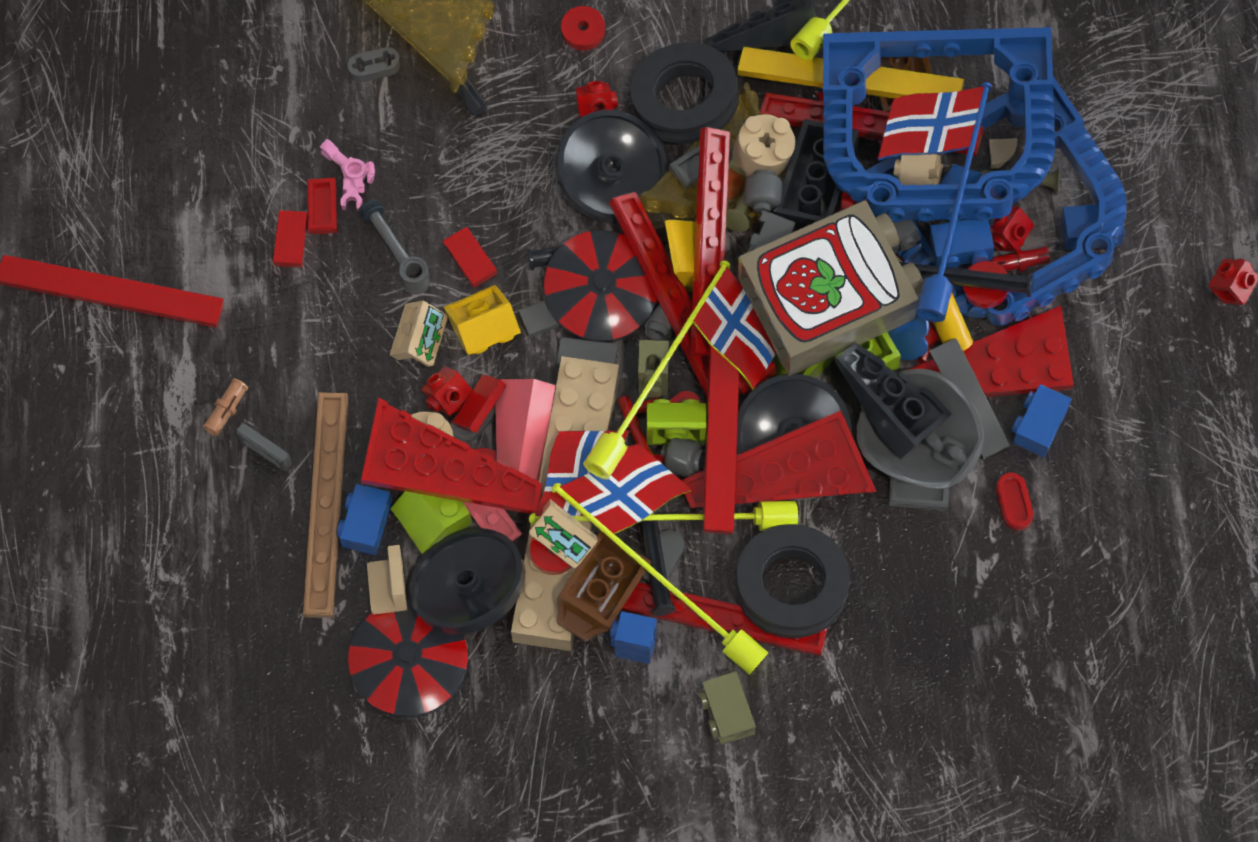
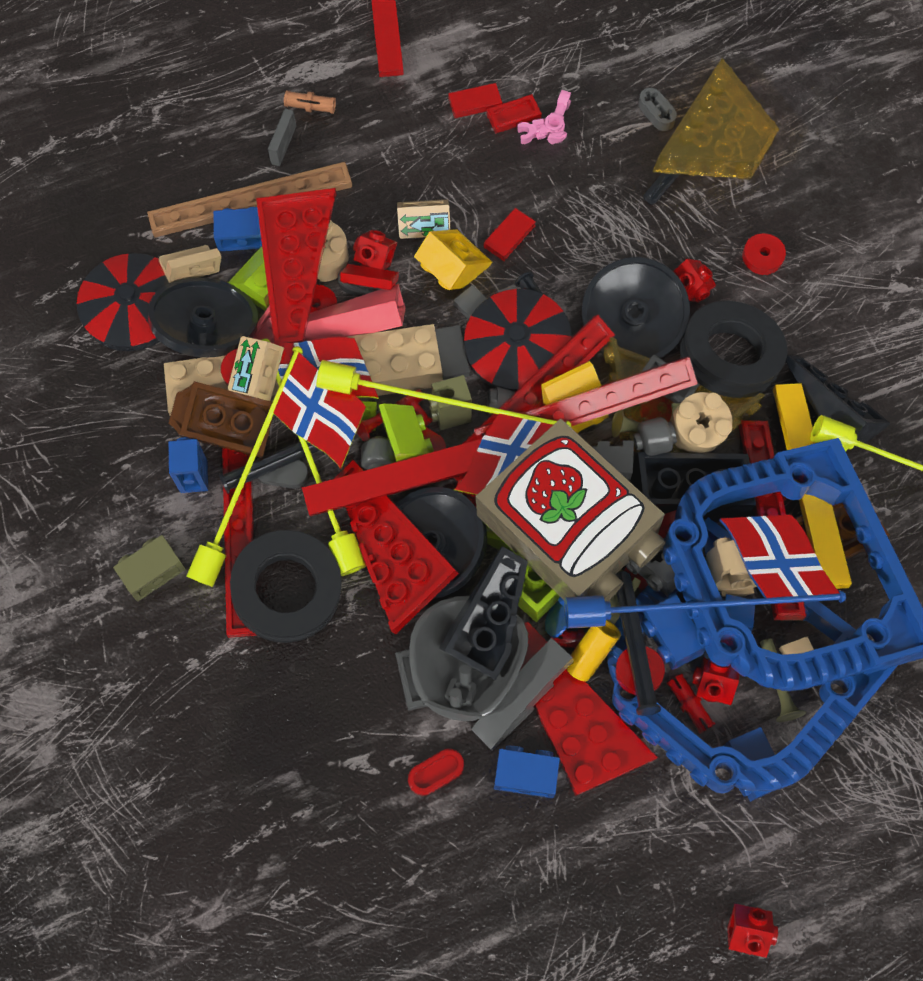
camera: 70 degrees right, 0 degrees up
(372, 212) = (479, 188): dark grey piece -> none

